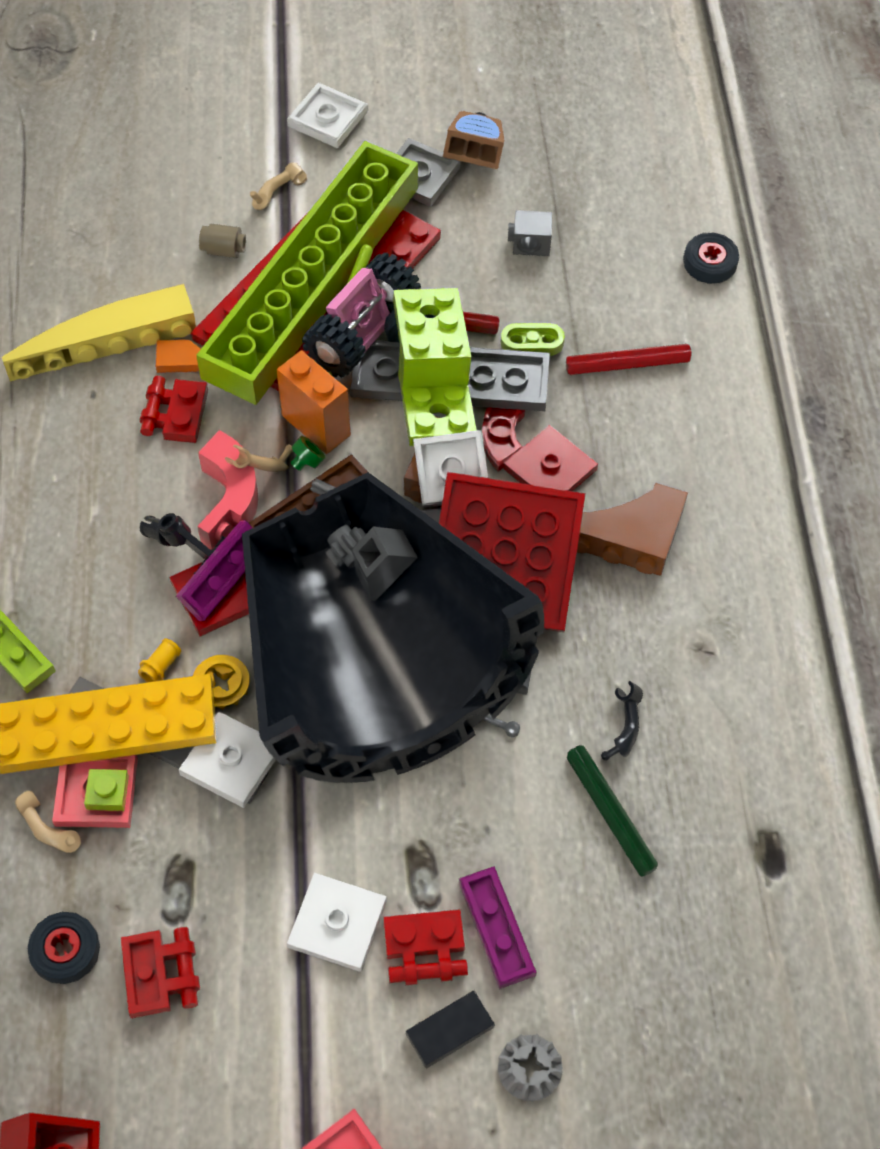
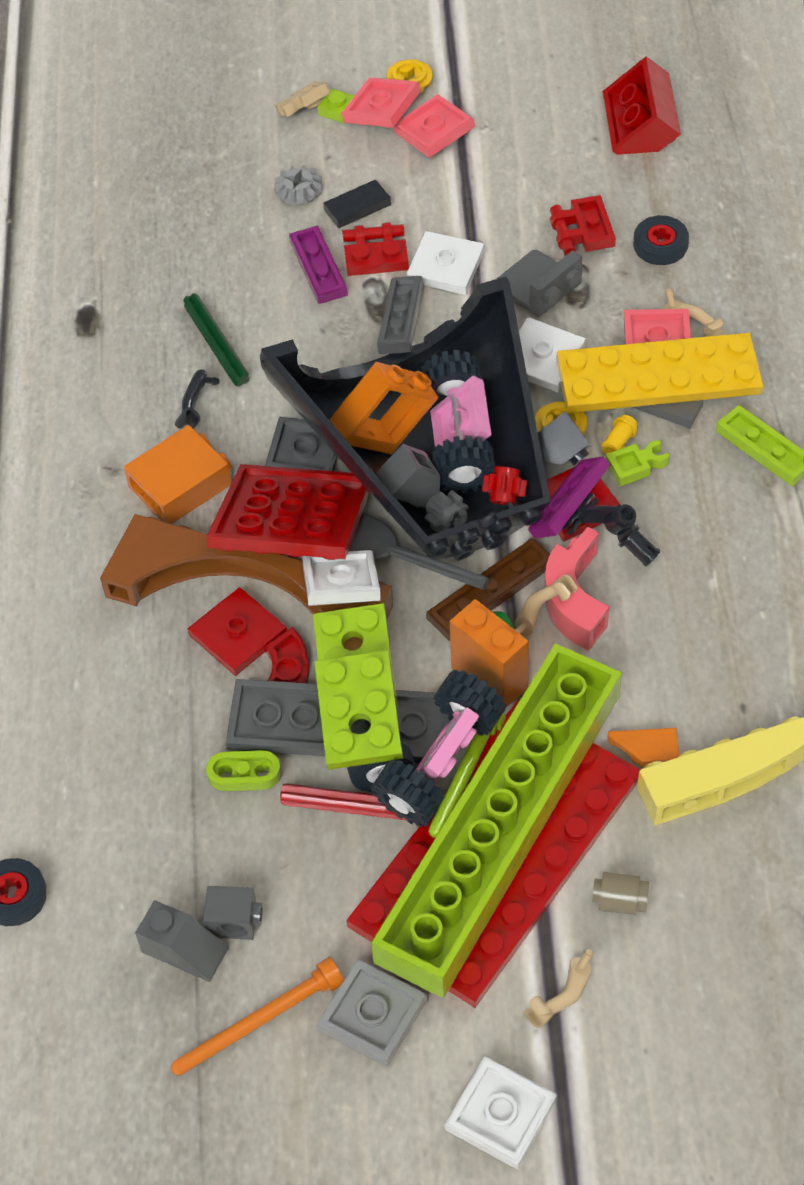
camera: 175 degrees left, 5 degrees down
(106, 789) = (645, 324): lime plate -> none
(150, 626) = (635, 464): none -> lime plate
(184, 410) = (637, 684): red plate -> none
(222, 638) = (563, 442): none -> slope
(222, 876) = (541, 282): none -> dark grey bracket
(286, 557) = (504, 485): none -> red gear
(329, 631) = (459, 421): none -> plate
(392, 814) = (400, 315): none -> dark grey tile
(411, 631) = (389, 432): none -> orange window
(455, 194) = (323, 978): none -> orange piece
(475, 139) = (294, 1053): medium nougat torso -> none
(575, 215) = (180, 941): none -> dark grey slope
(628, 359) = (135, 754): red axle -> none
(628, 622) = (178, 474): none -> orange brick

